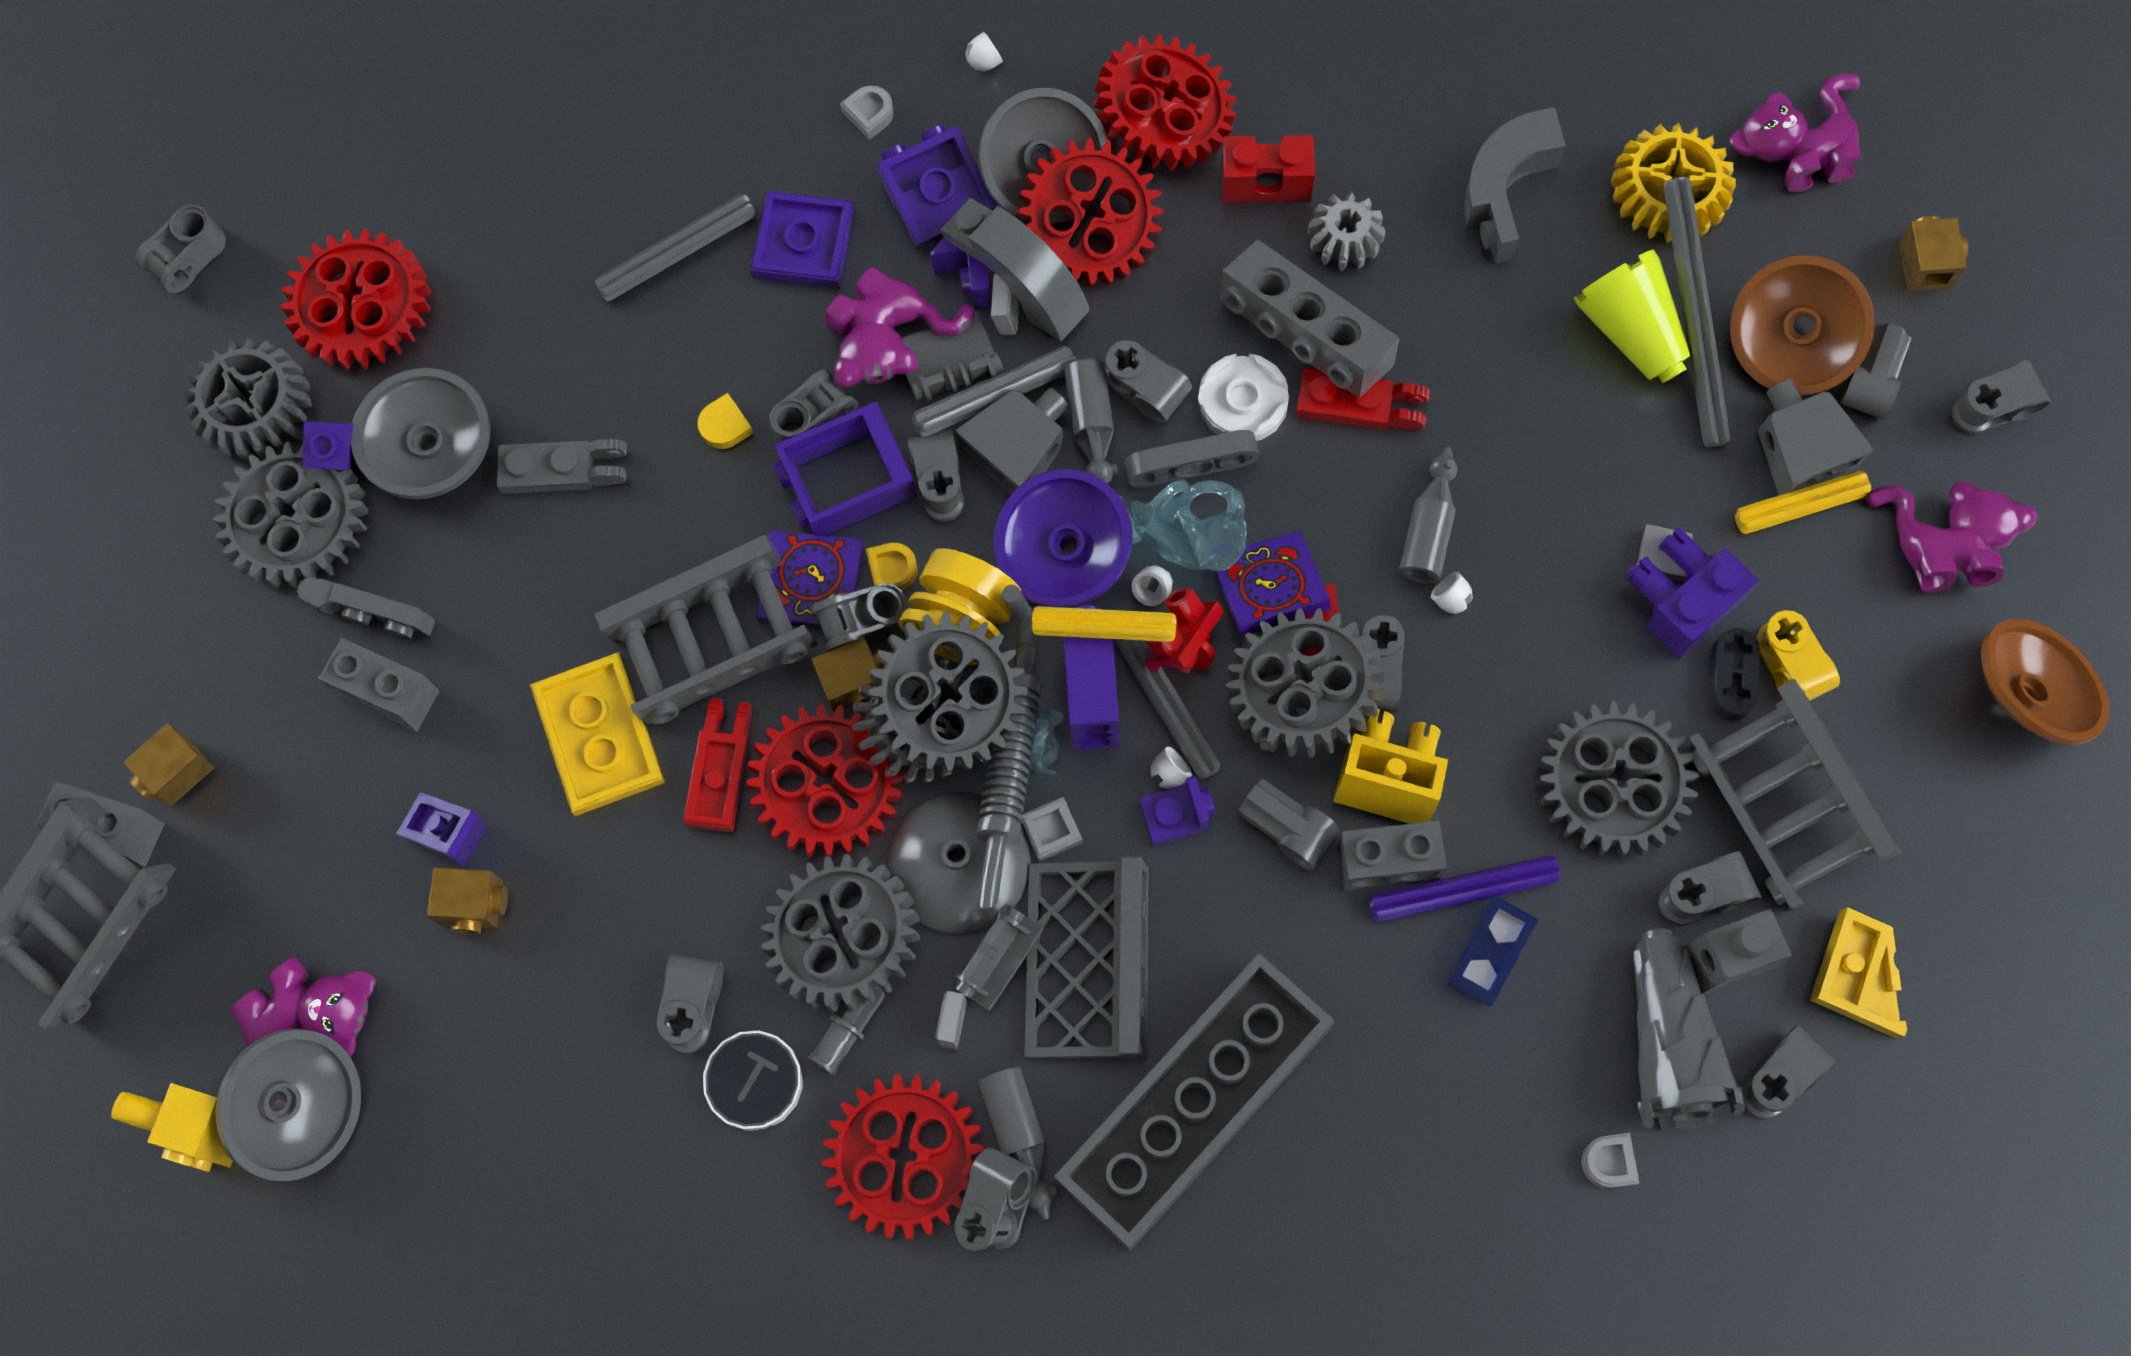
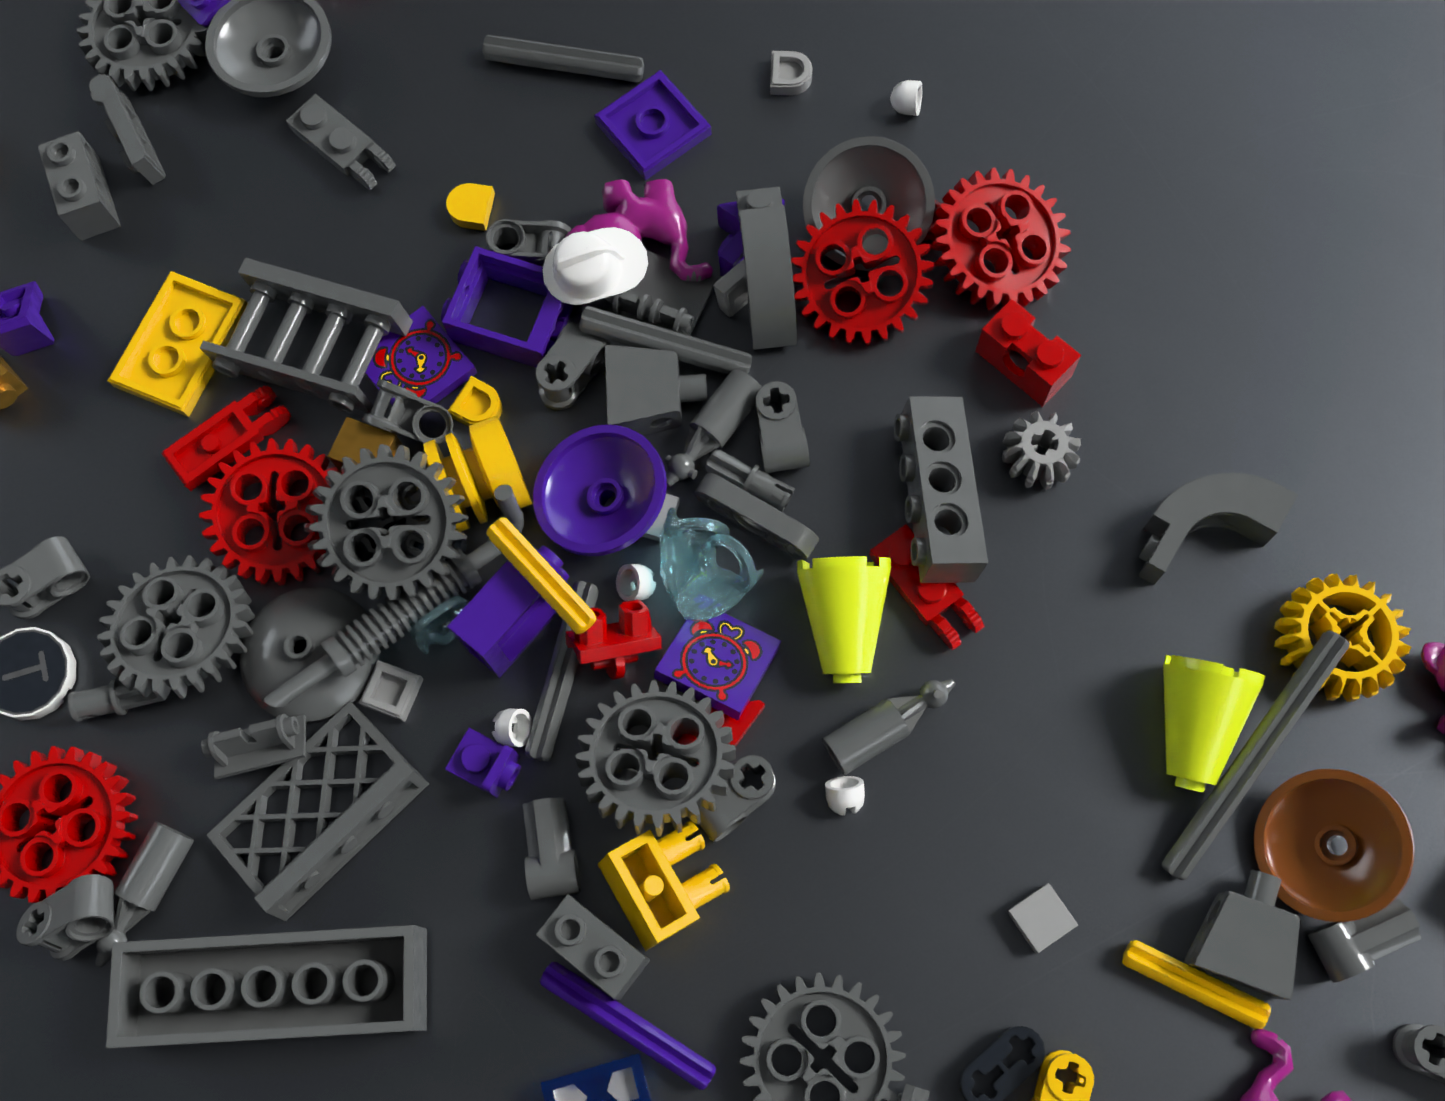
camera: 45 degrees right, 0 degrees up
(886, 379) = (594, 265): none -> white piece
(932, 181) = (775, 154): dark purple plate -> none
(951, 1020) = (180, 761): light grey tile -> none
(1159, 435) = (750, 479): none -> dark grey axle
(1243, 396) = (843, 506): white tile -> none
(1328, 465) = (845, 611): none -> neon yellow cone
(1694, 609) = (1037, 986): dark purple brick -> none

